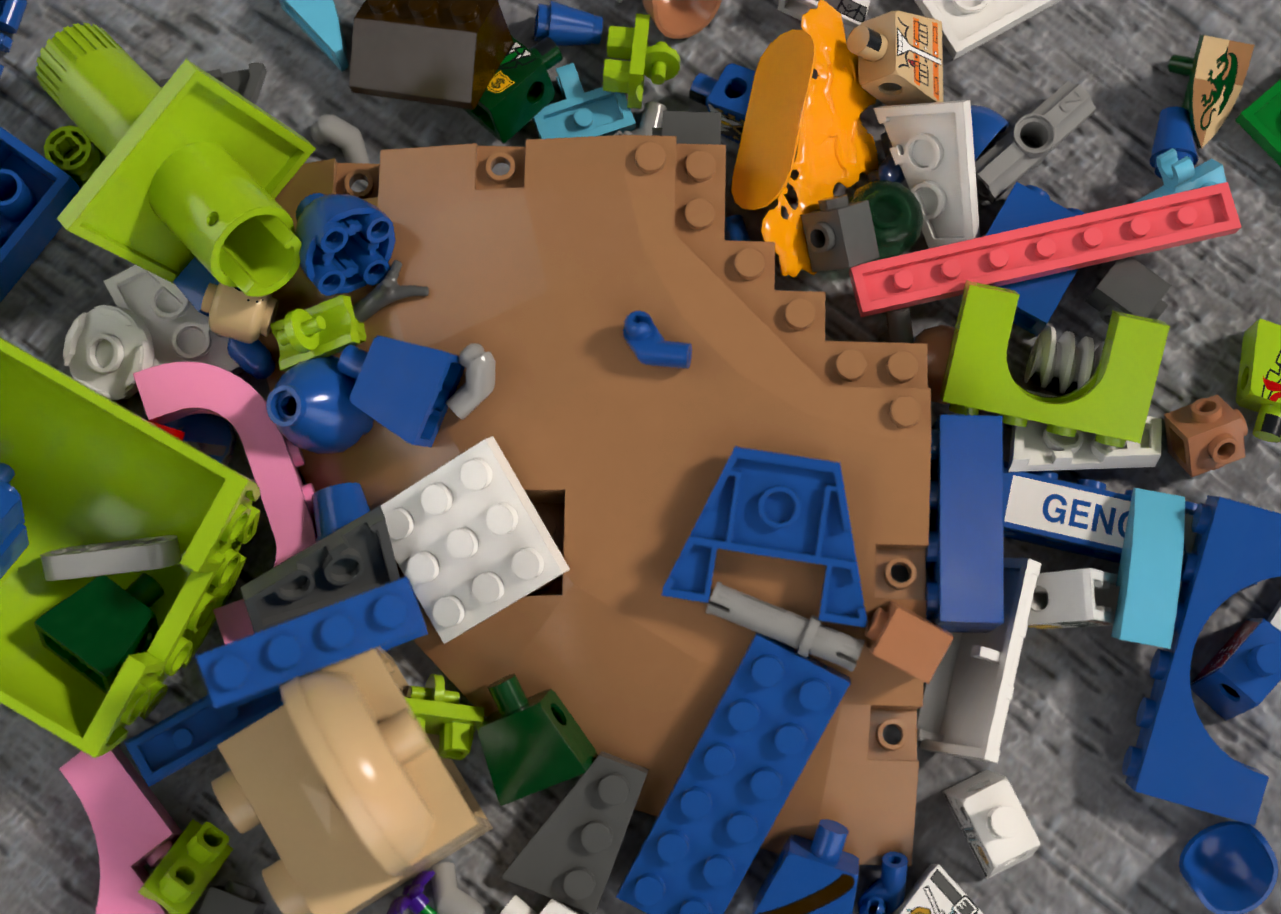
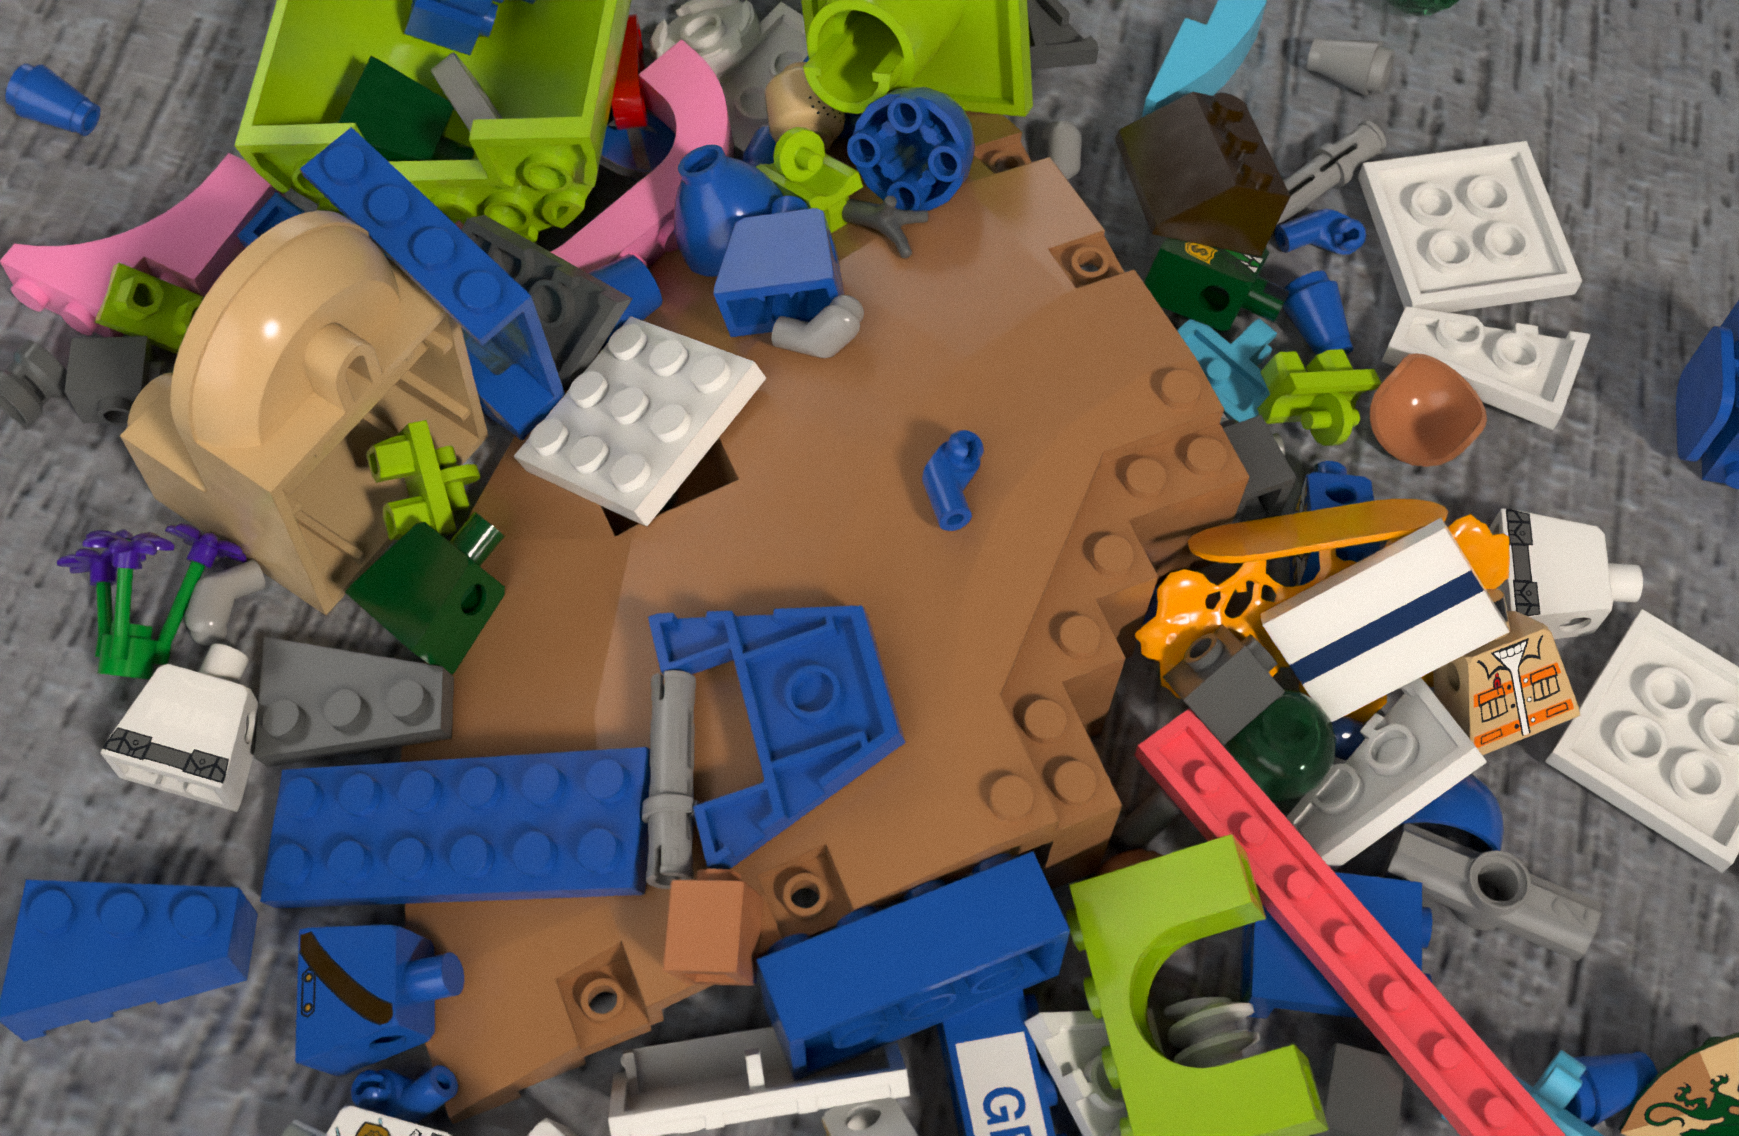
camera: 65 degrees right, 15 degrees down
(849, 111) = (1385, 621): none -> white tile

